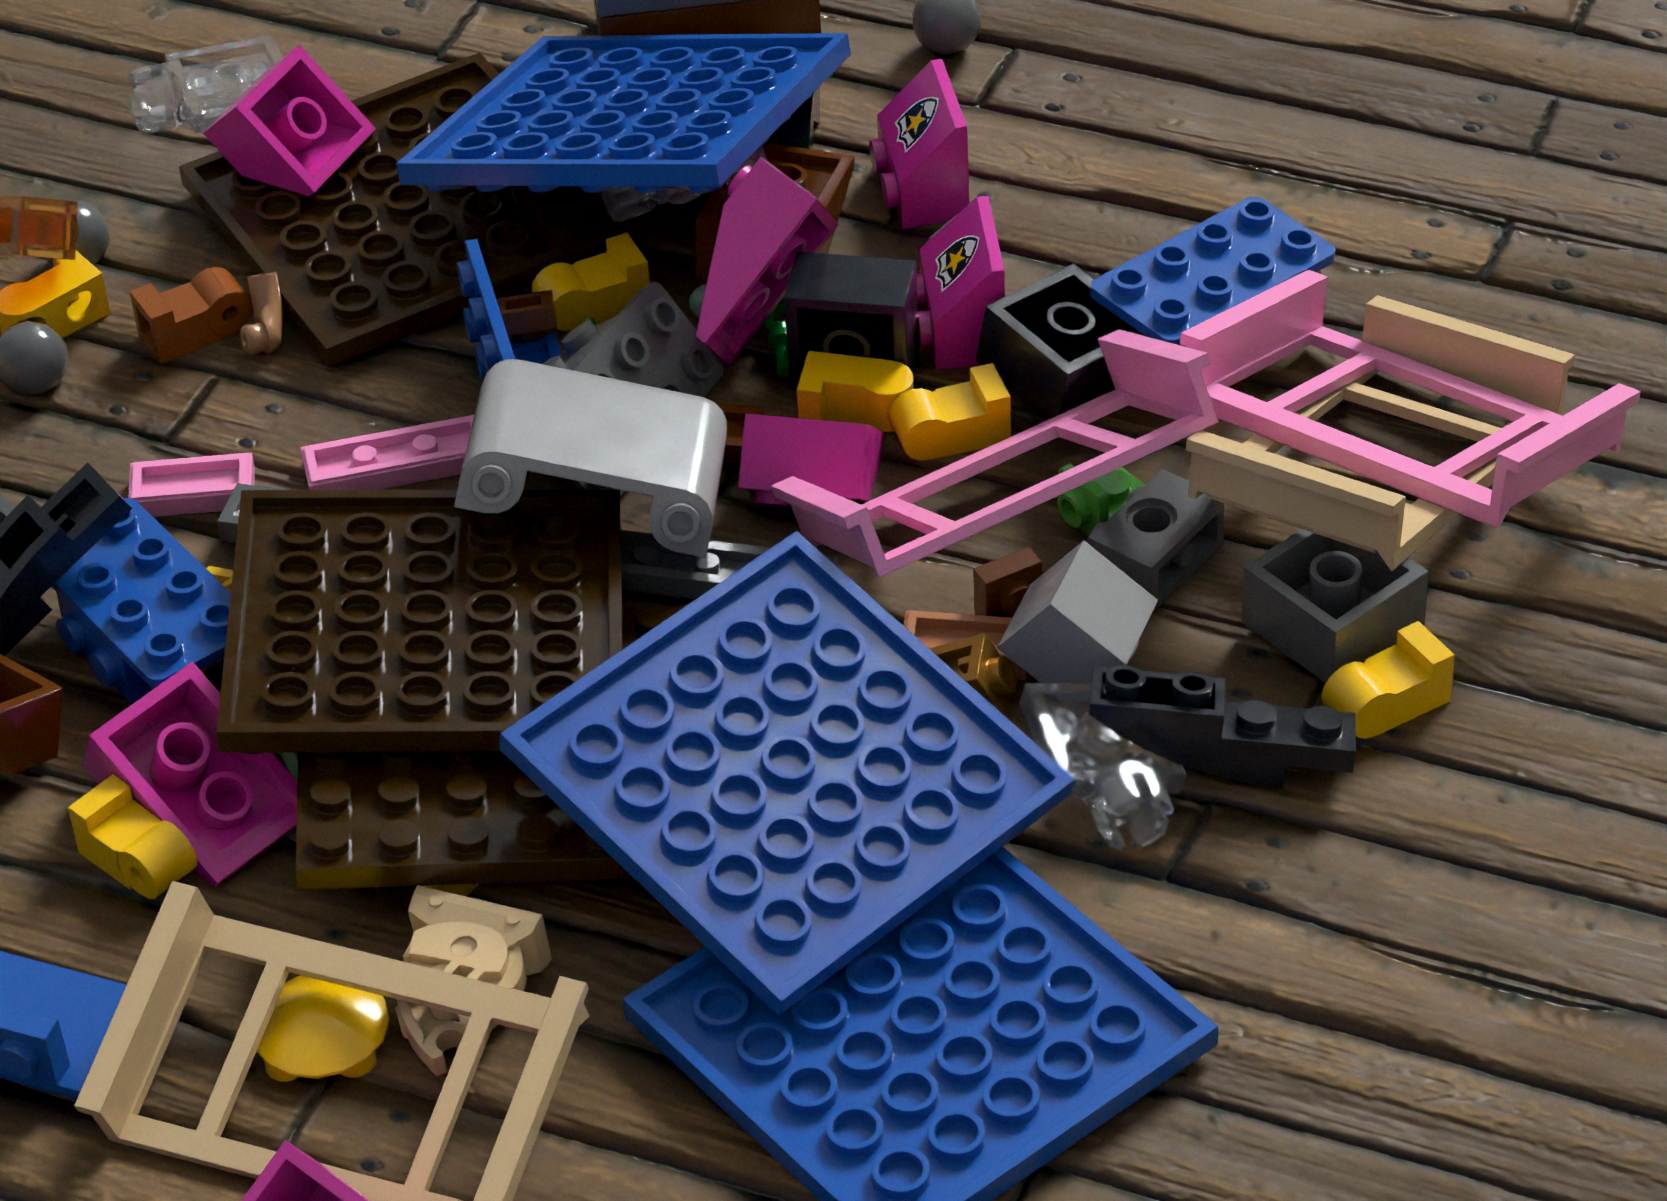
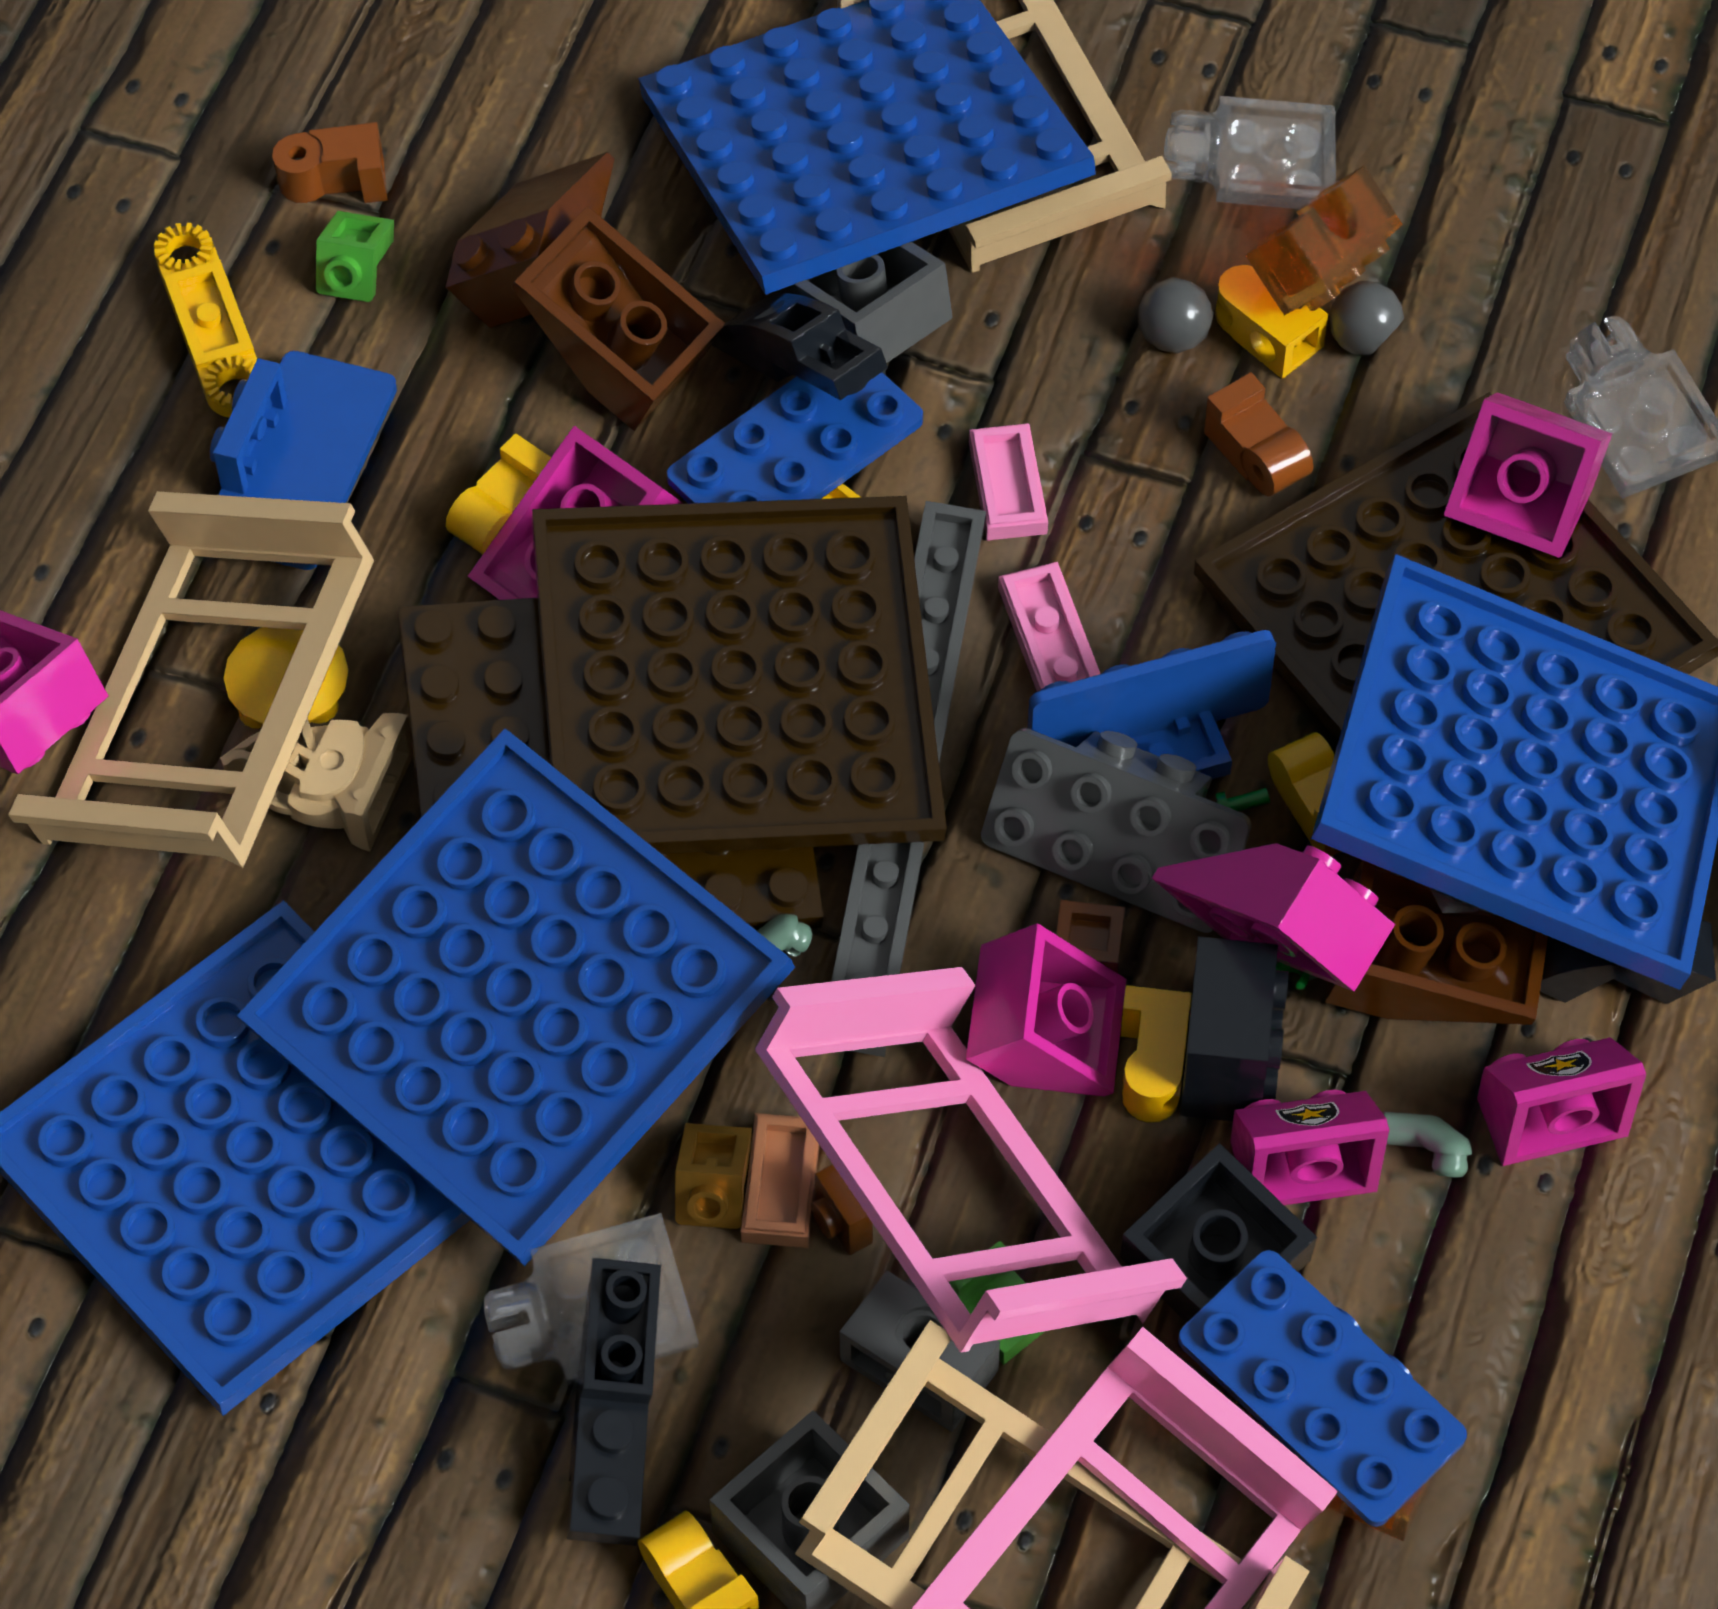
camera: 85 degrees right, 15 degrees up
(268, 315) = (1241, 512): medium nougat arm -> none
(528, 315) = (1237, 723): reddish brown plate -> none
(601, 436) = (951, 793): light grey windscreen -> none
(953, 417) = (1120, 1150): yellow leg -> none
(1077, 618) = (749, 1261): light grey head -> none

